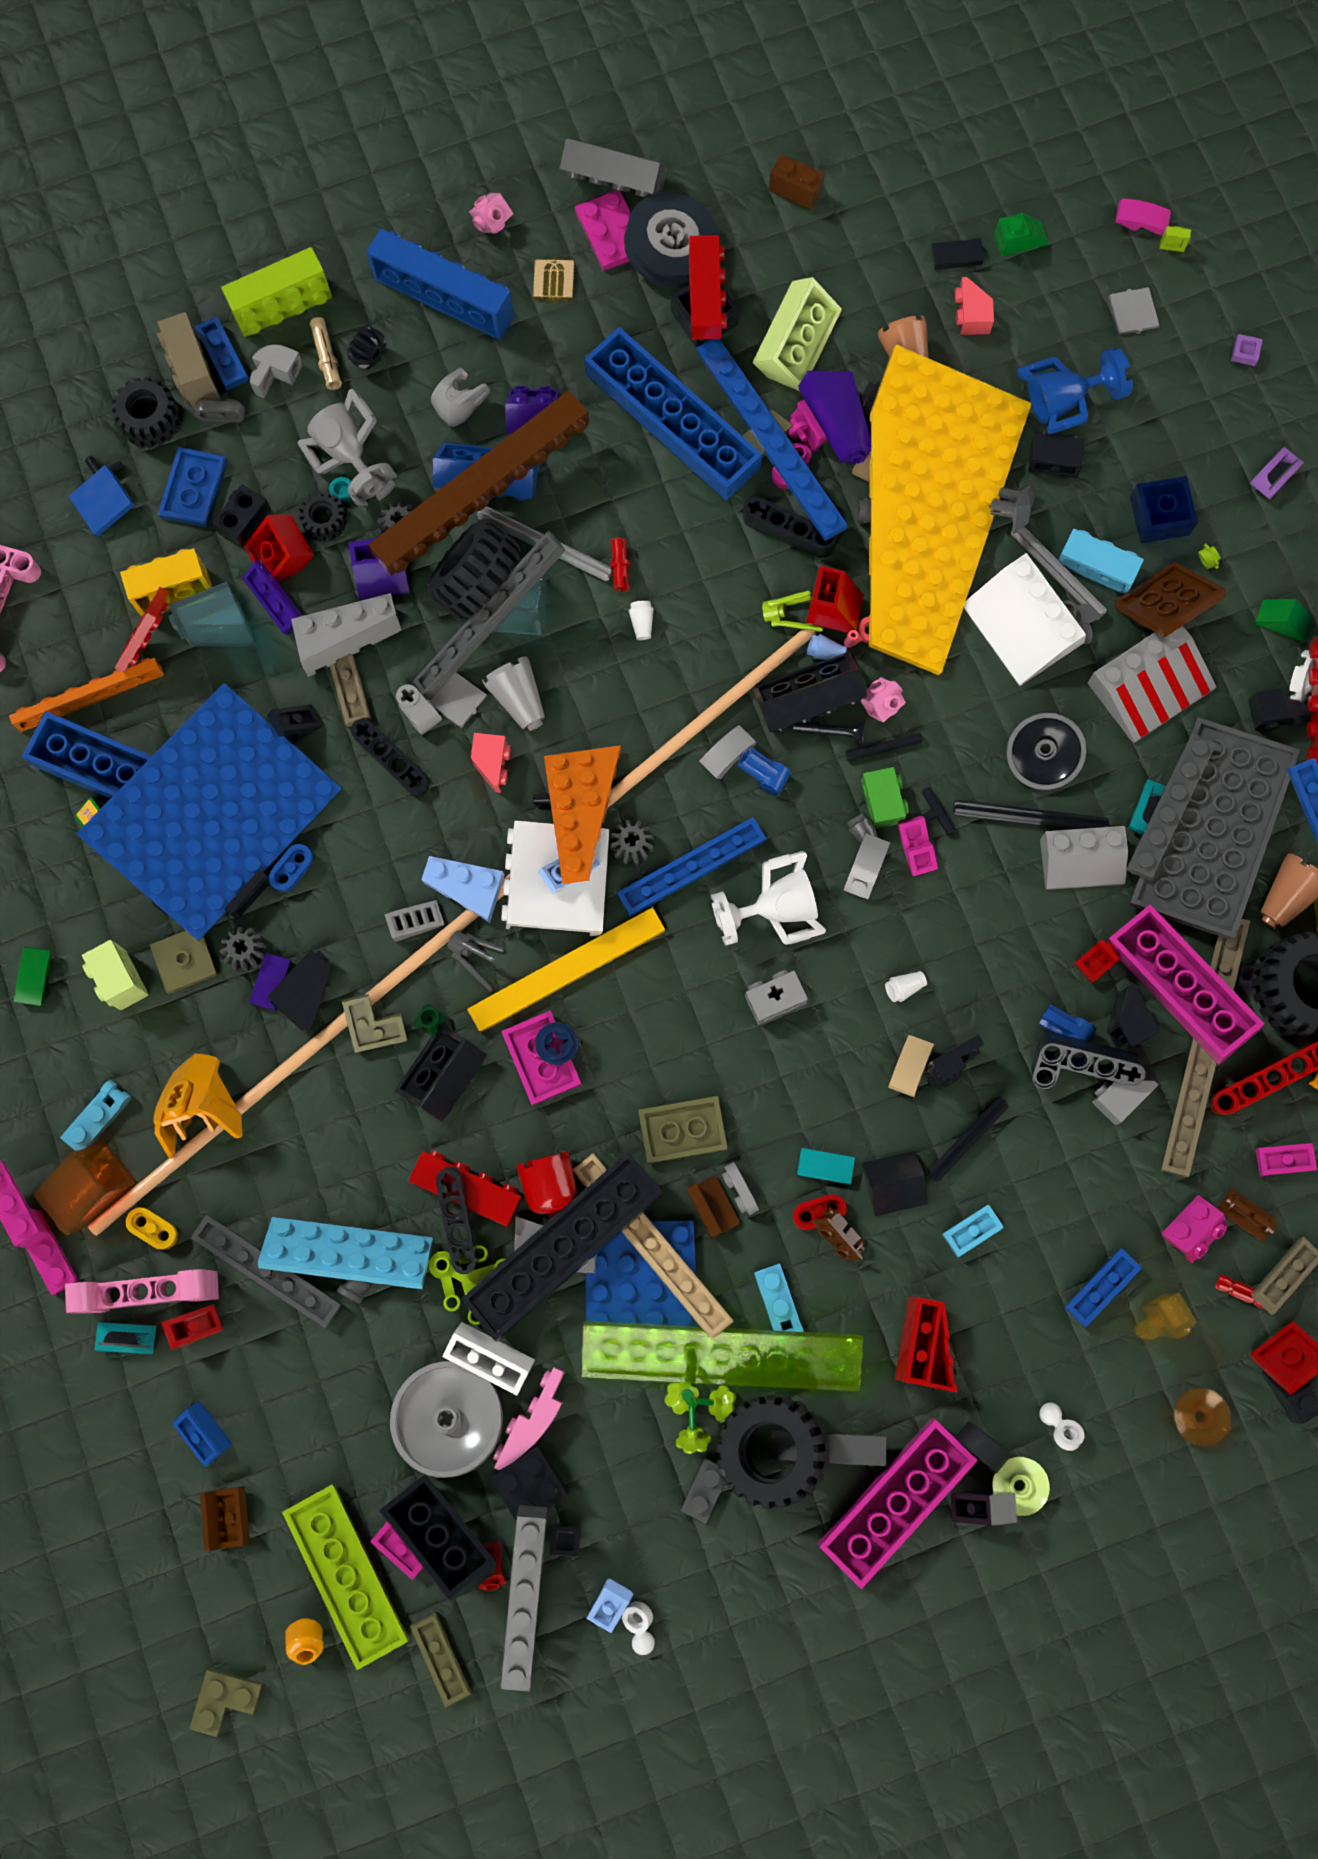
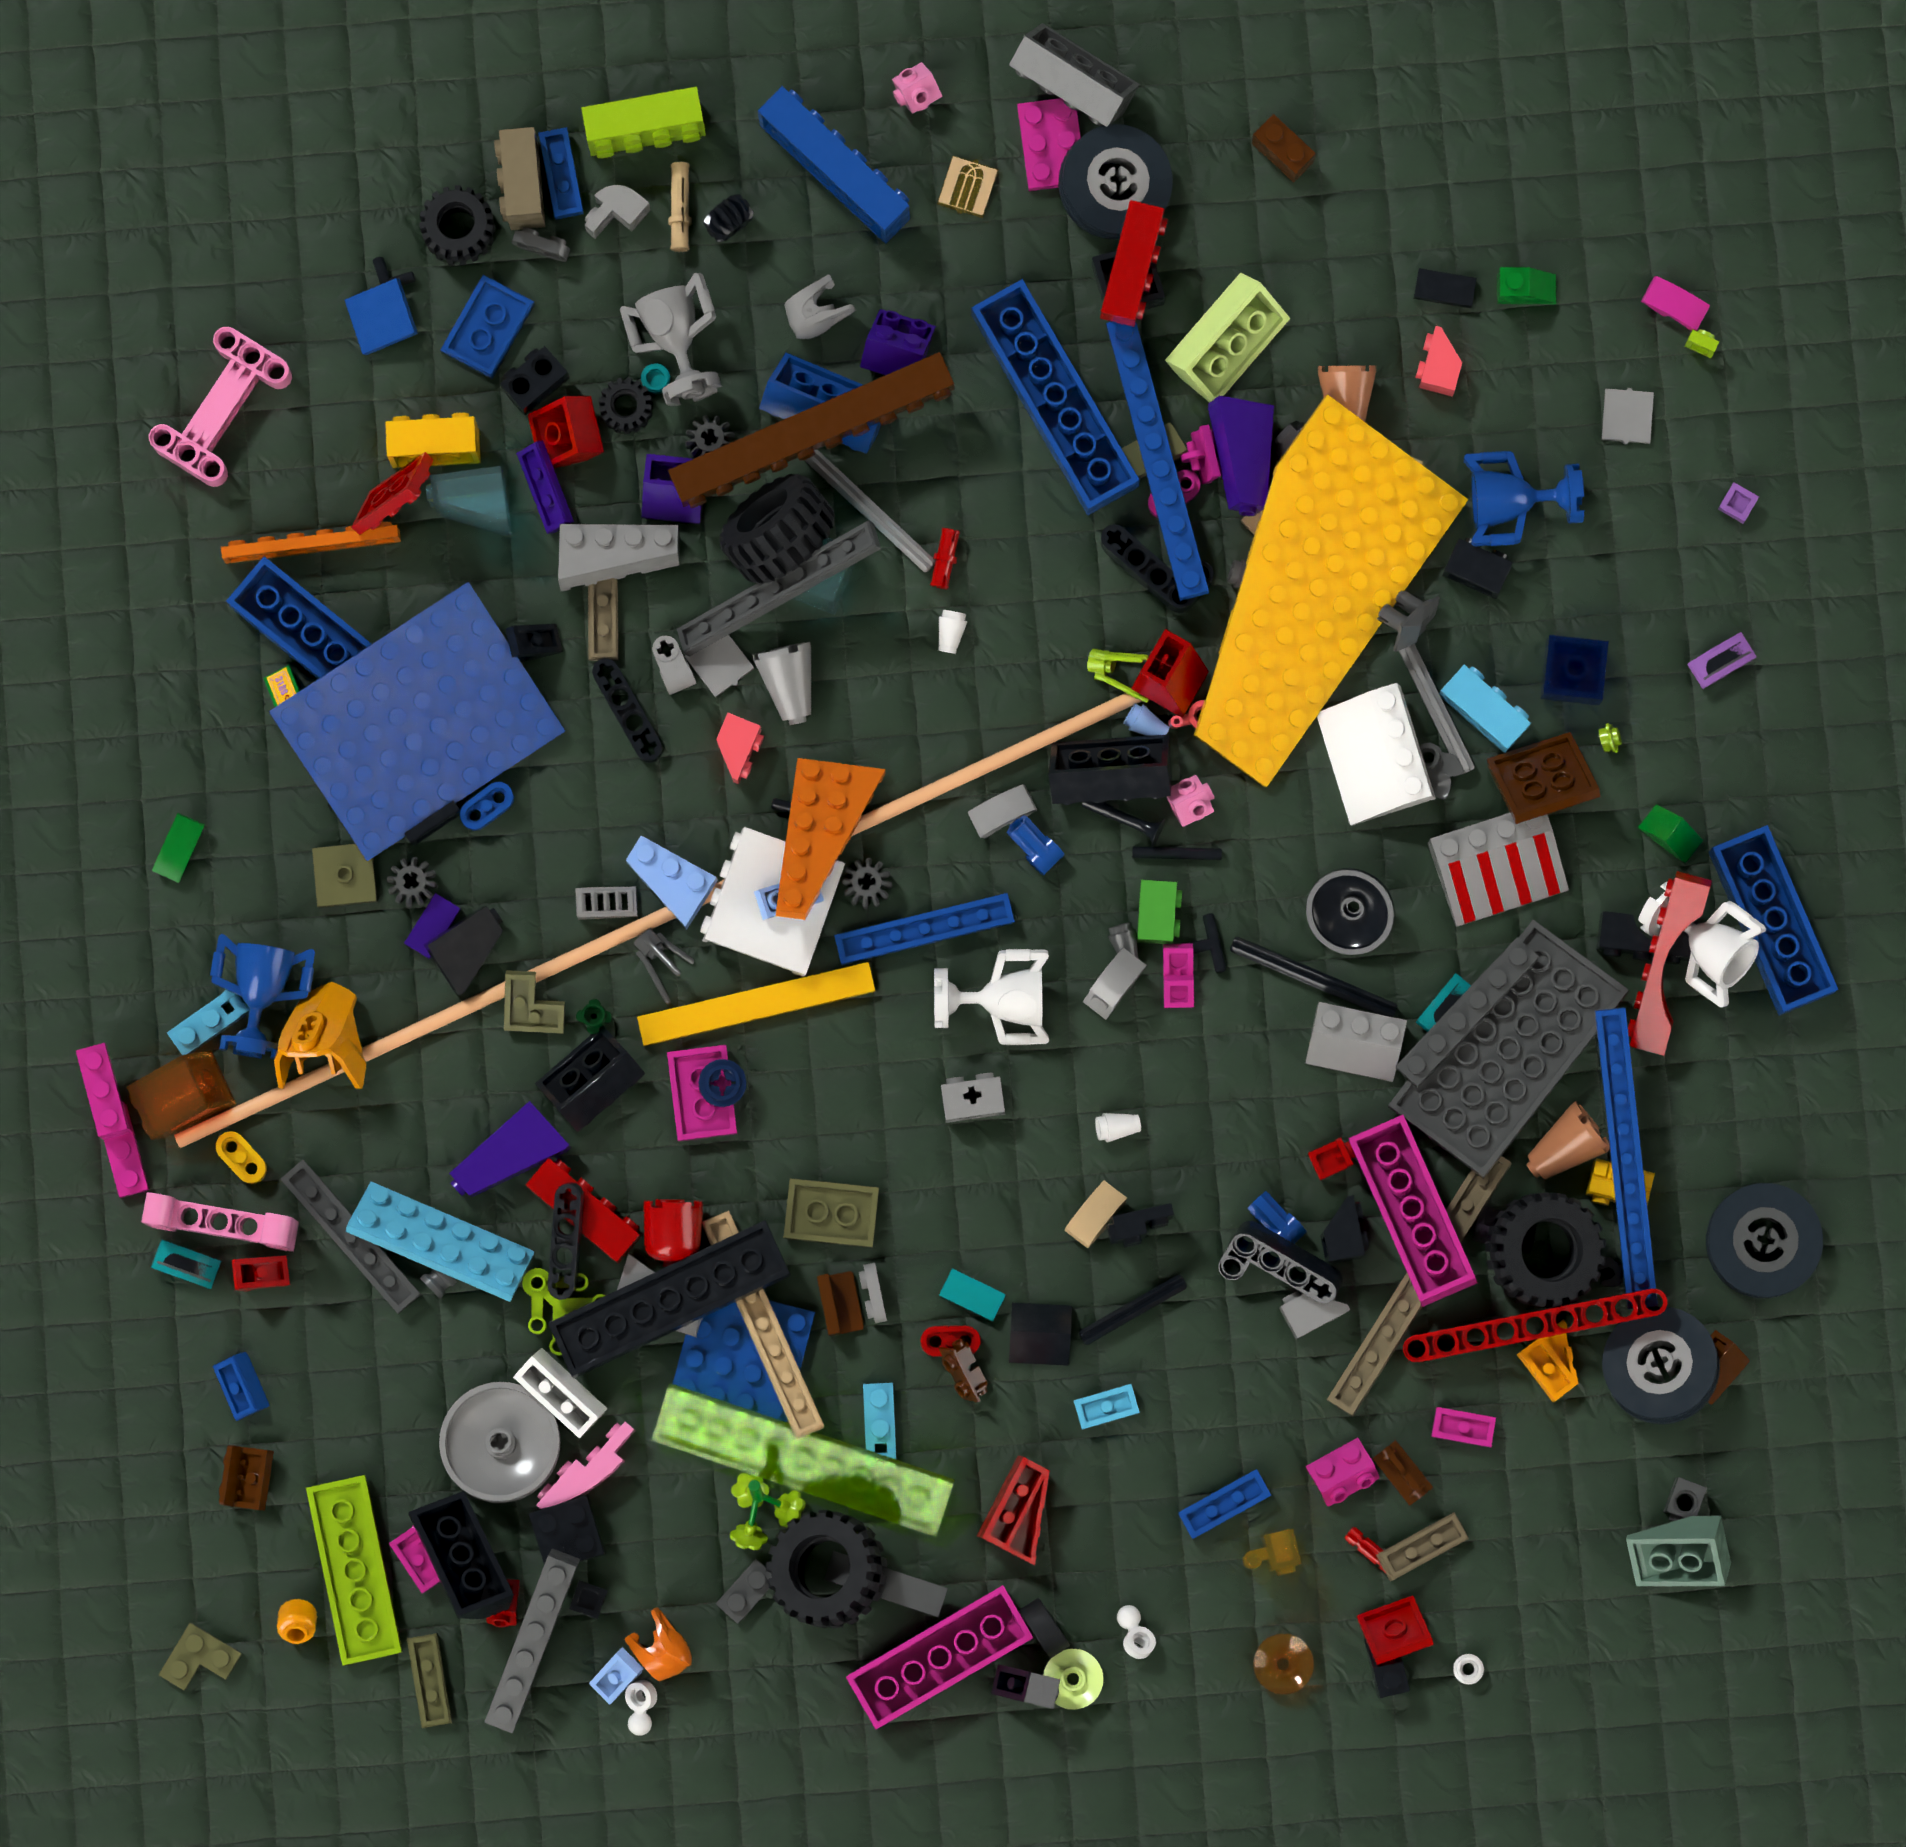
camera: 15 degrees right, 5 degrees up
(114, 975) = (268, 874): yellowish green brick -> none
(129, 1066) = (260, 980): none -> blue piece
(386, 1157) = (510, 1151): none -> dark purple slope
(652, 1569) = (668, 1653): none -> orange helmet

